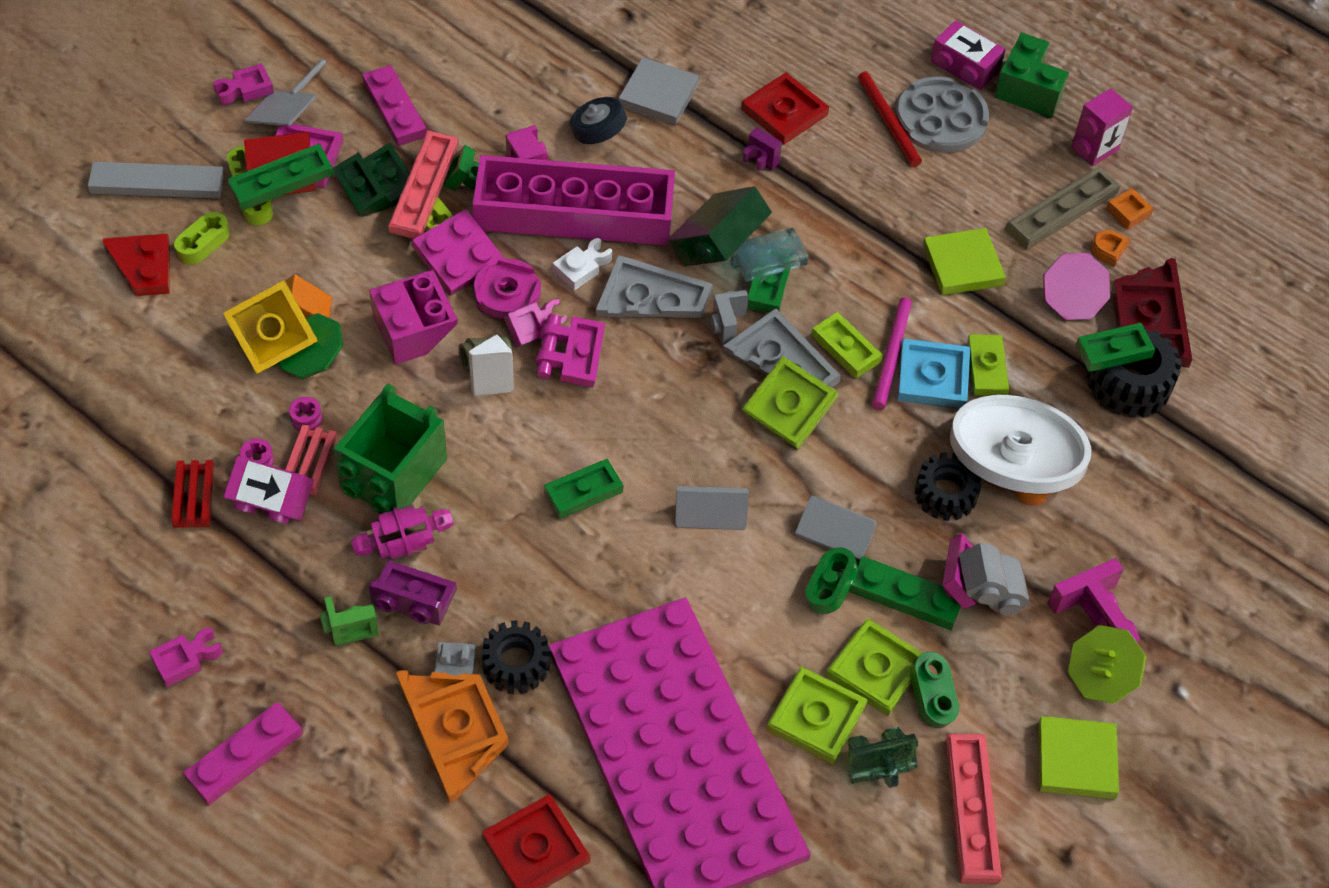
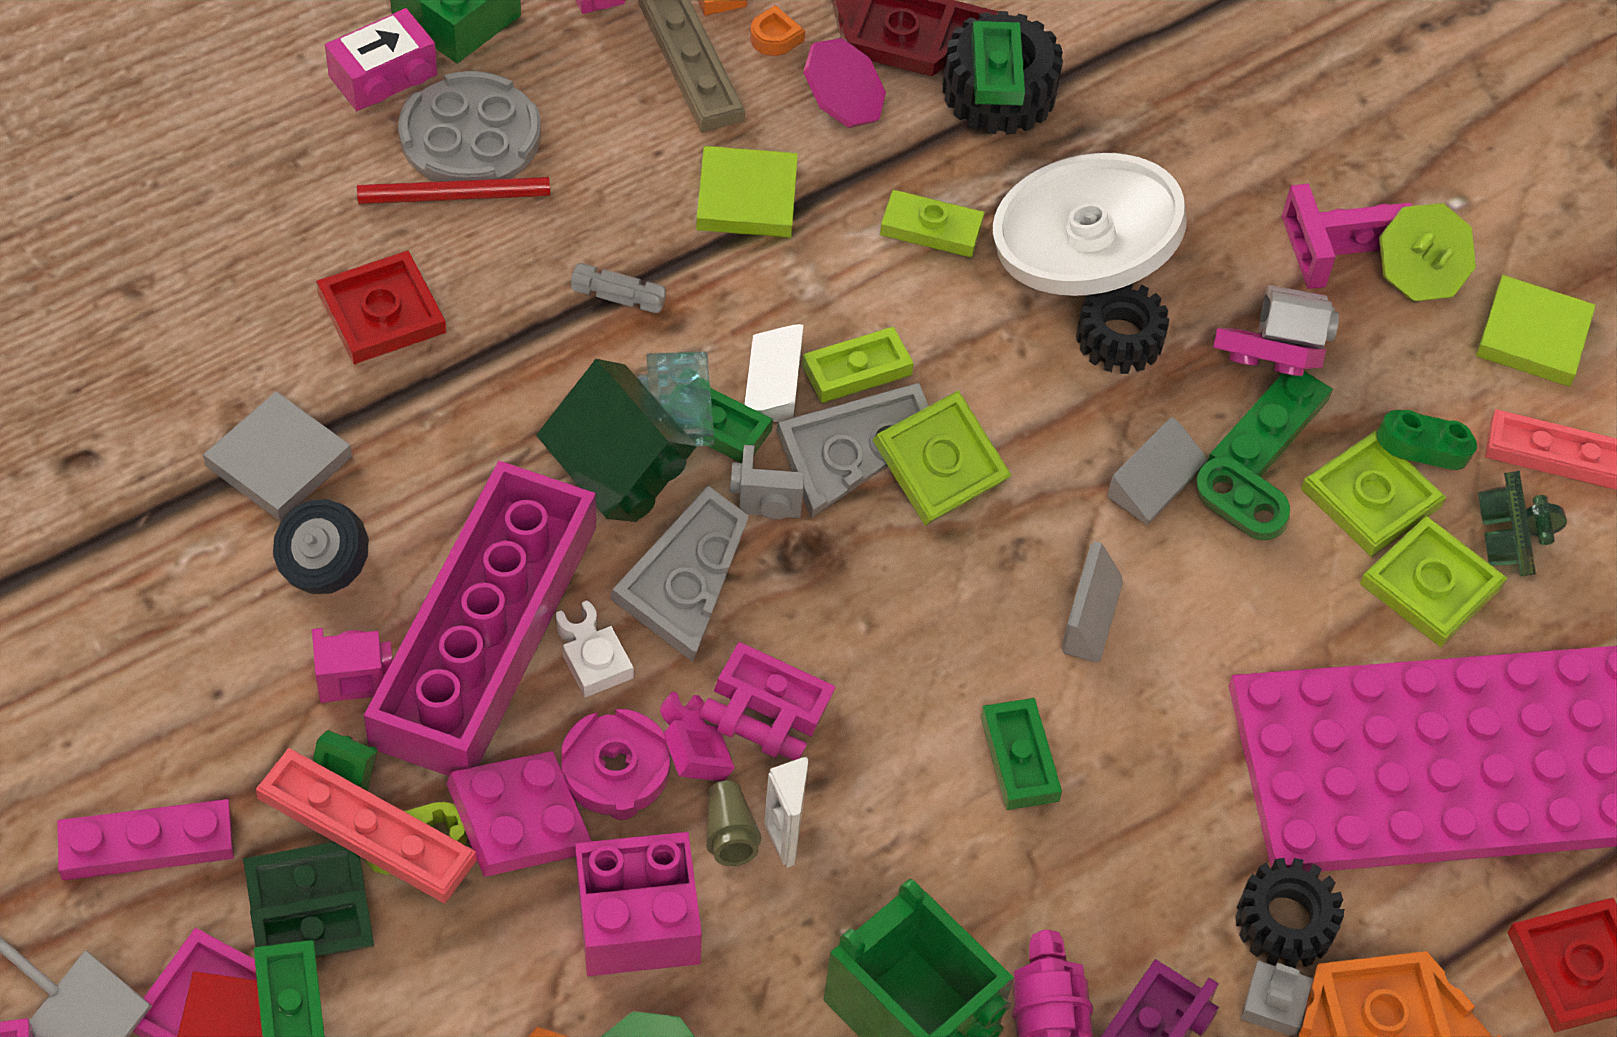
camera: 75 degrees left, 0 degrees up
(763, 149) = (465, 352): magenta tile -> none
(818, 307) = (774, 372): none -> white slope
(851, 213) = (618, 288): none -> light grey axle
(891, 354) = (879, 320): dark pink bar -> none
(933, 373) = (927, 286): medium azure tile -> none

